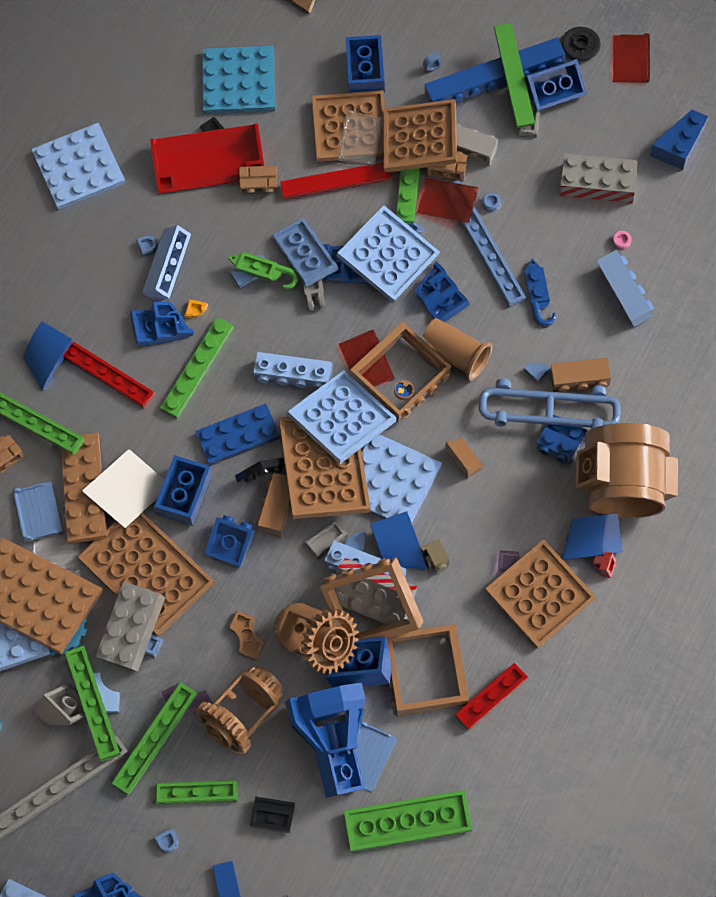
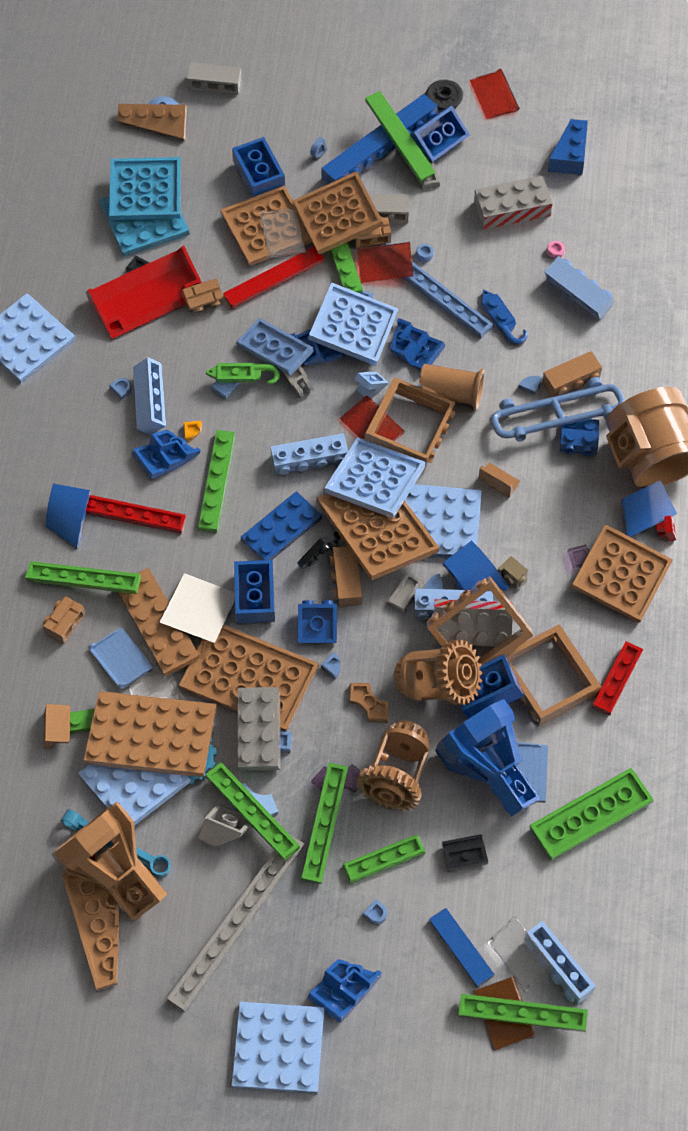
camera: 25 degrees left, 5 degrees down
(228, 587) = (332, 665): none -> medium blue tile
(248, 52) = (145, 188): none -> dark azure plate
(381, 318) = (370, 383): none -> light blue slope
(403, 390) = (422, 435): tile -> none

